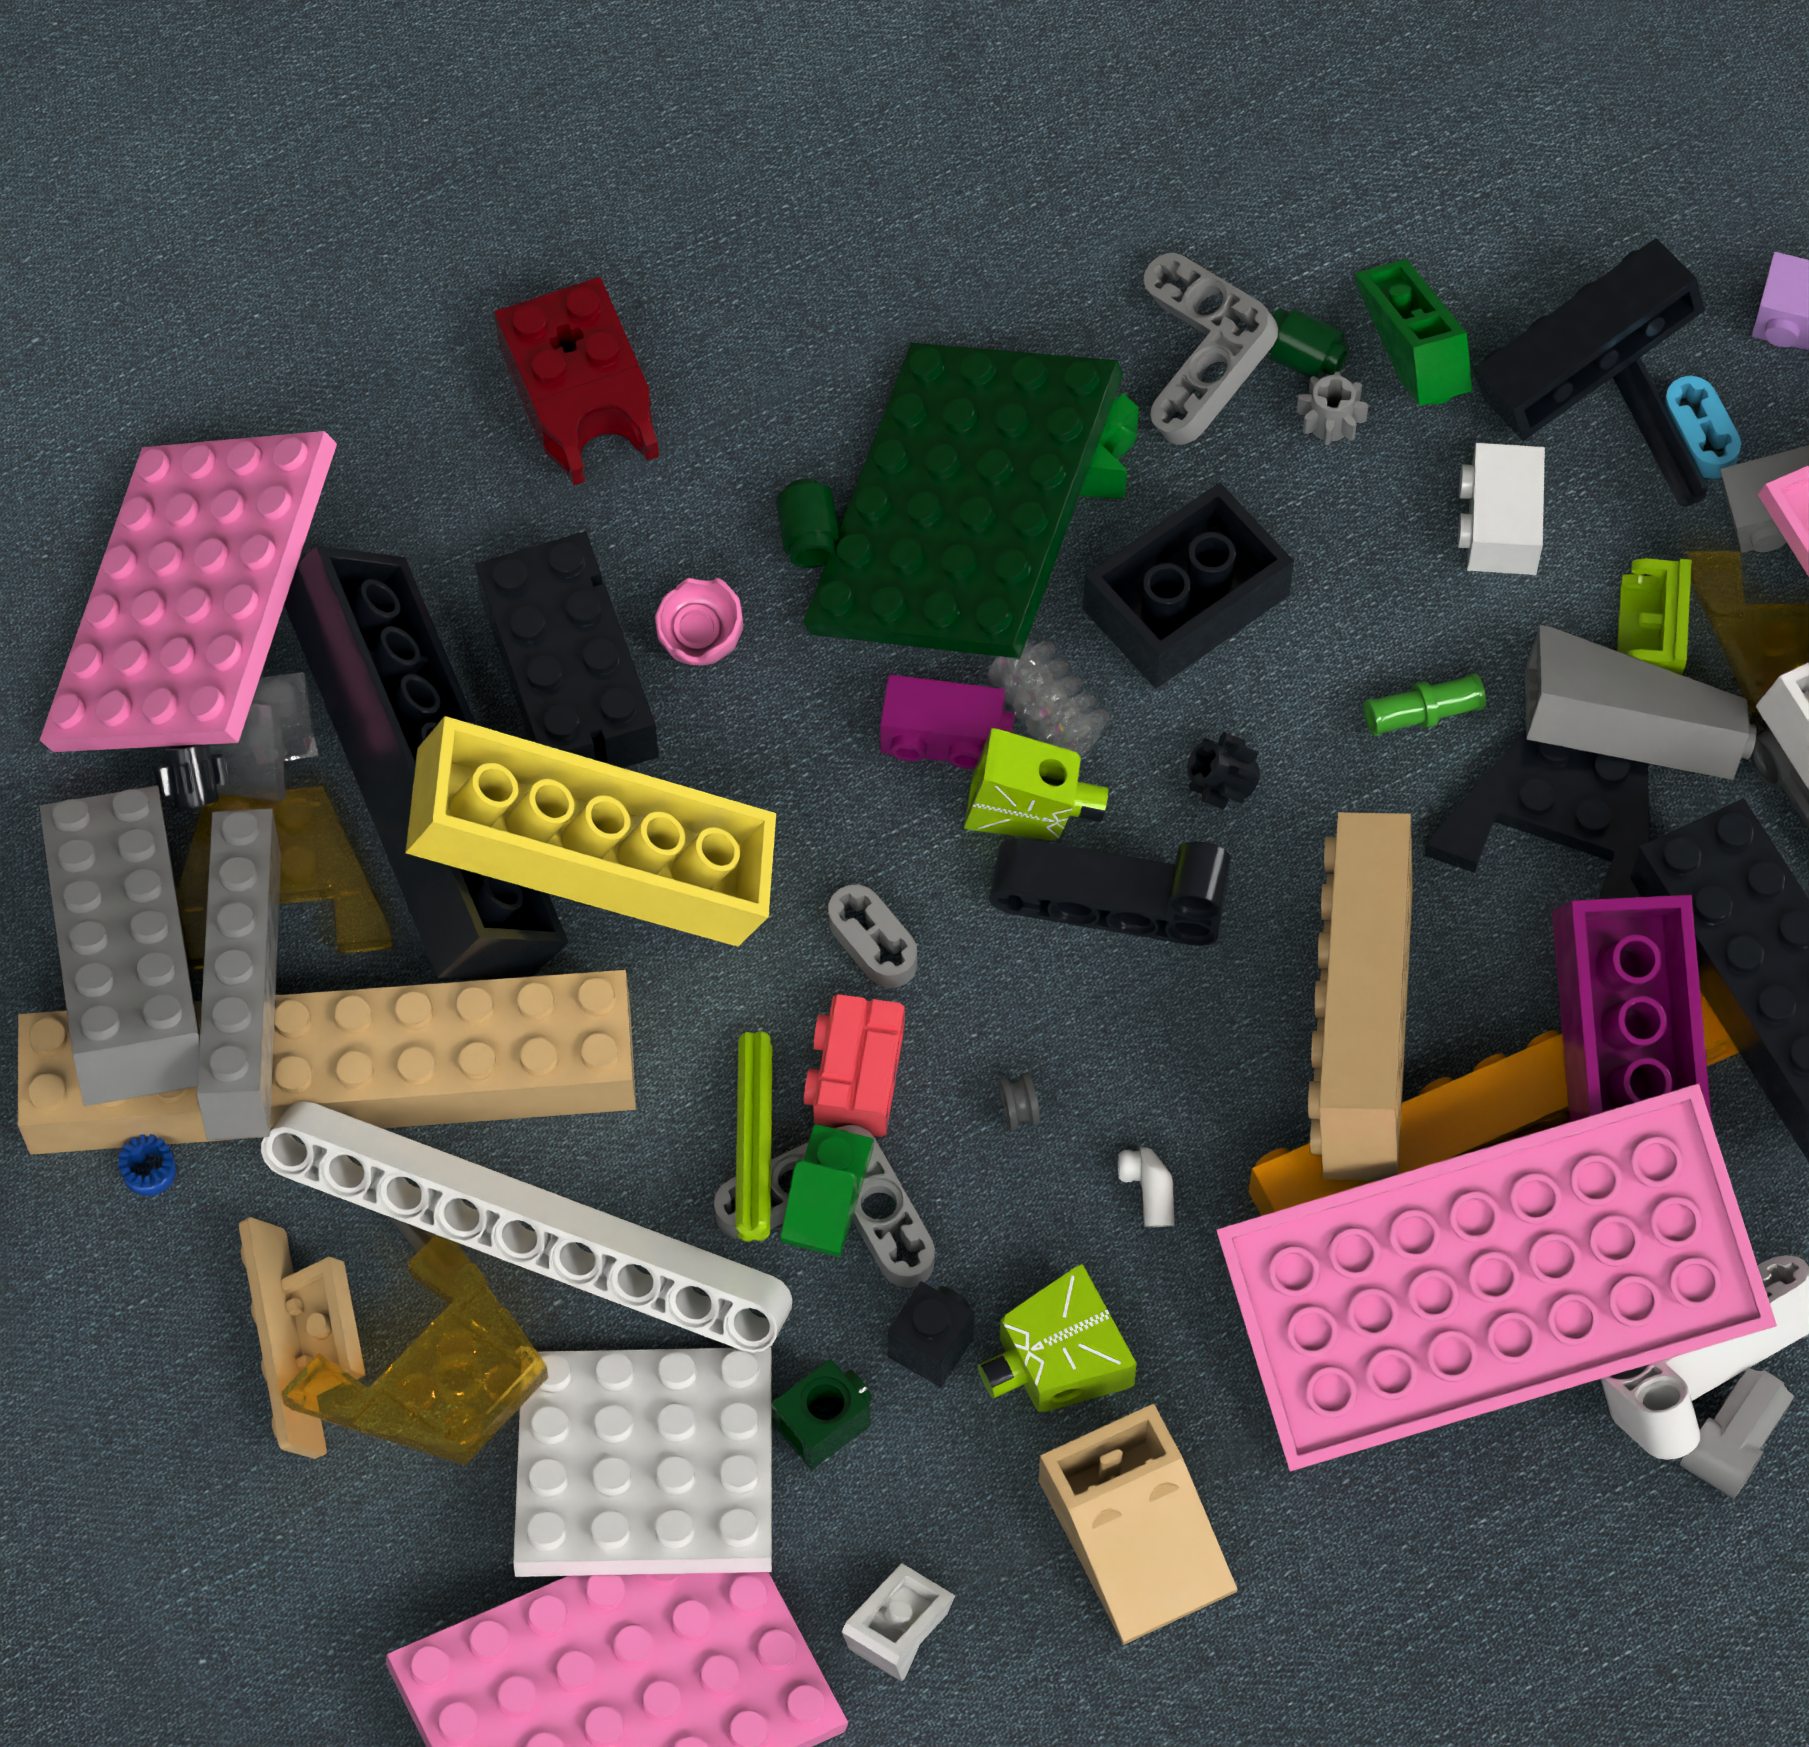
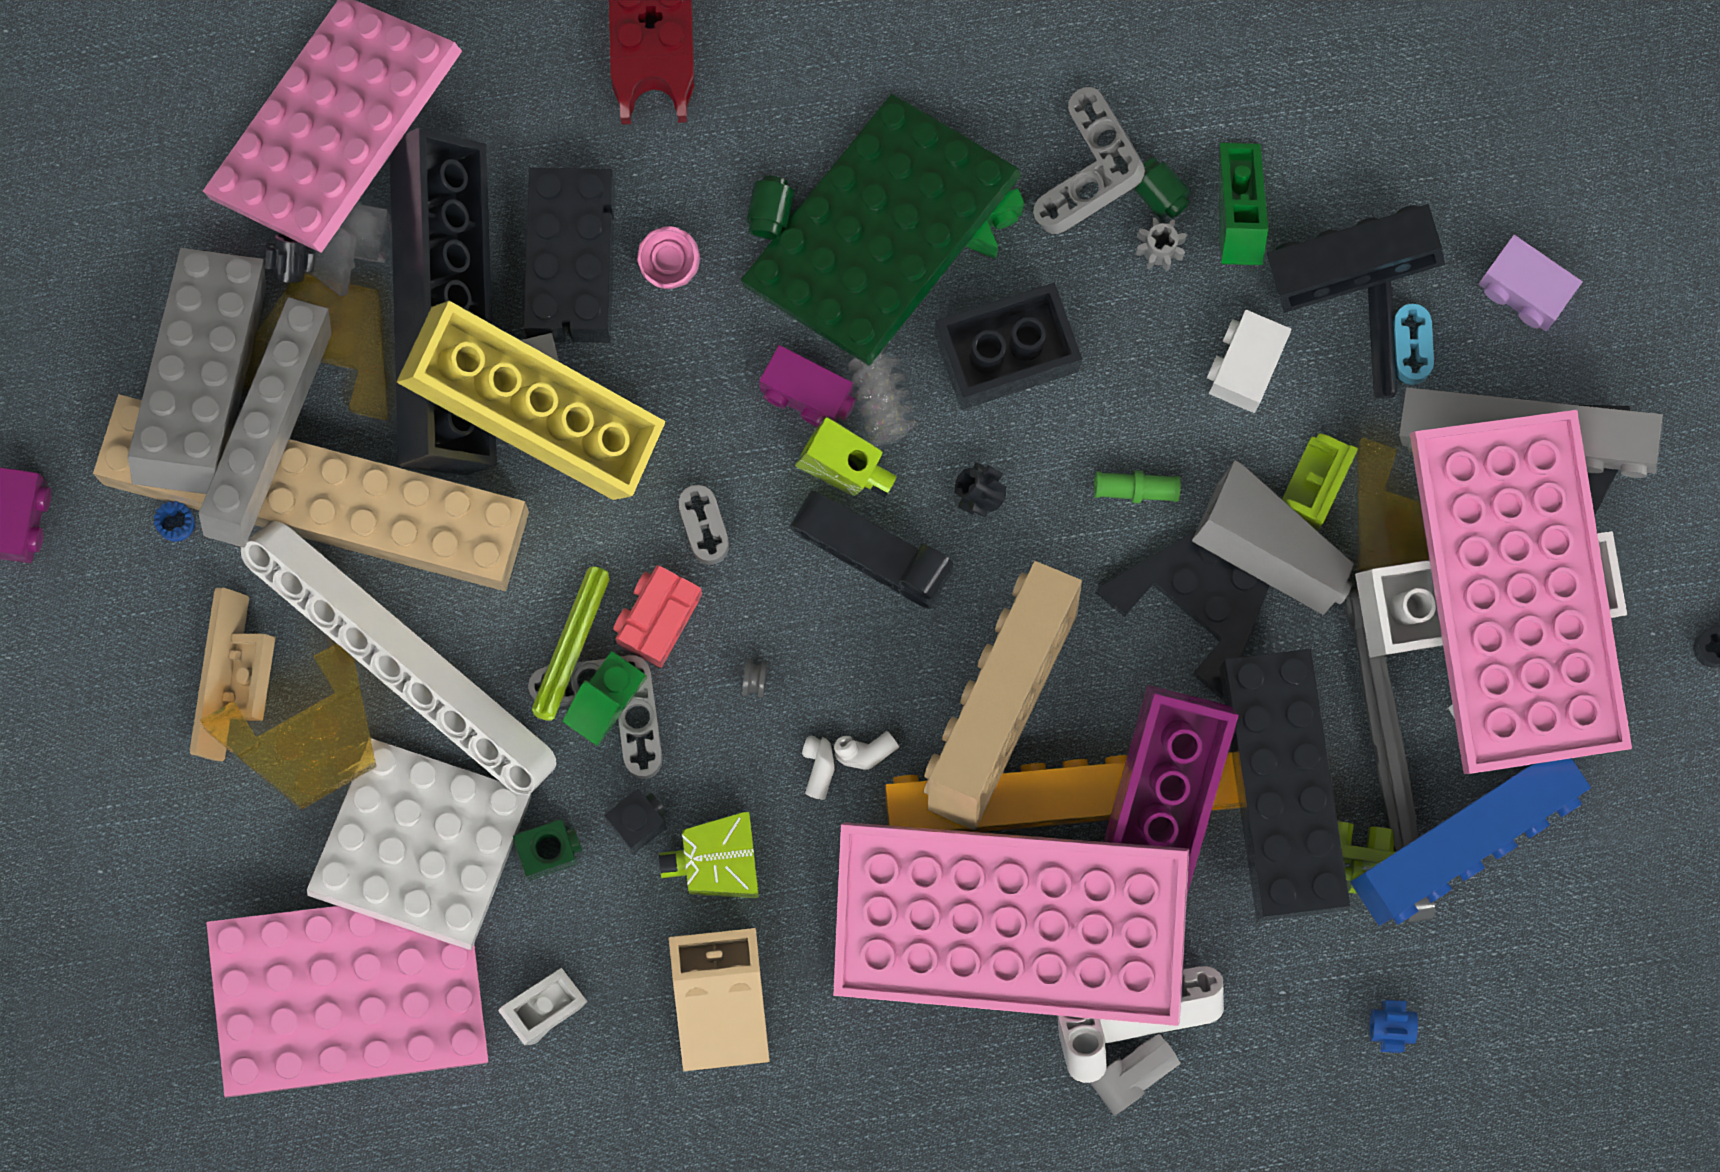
camera: 15 degrees right, 15 degrees up
(1204, 1153) = (864, 755): none -> white arm

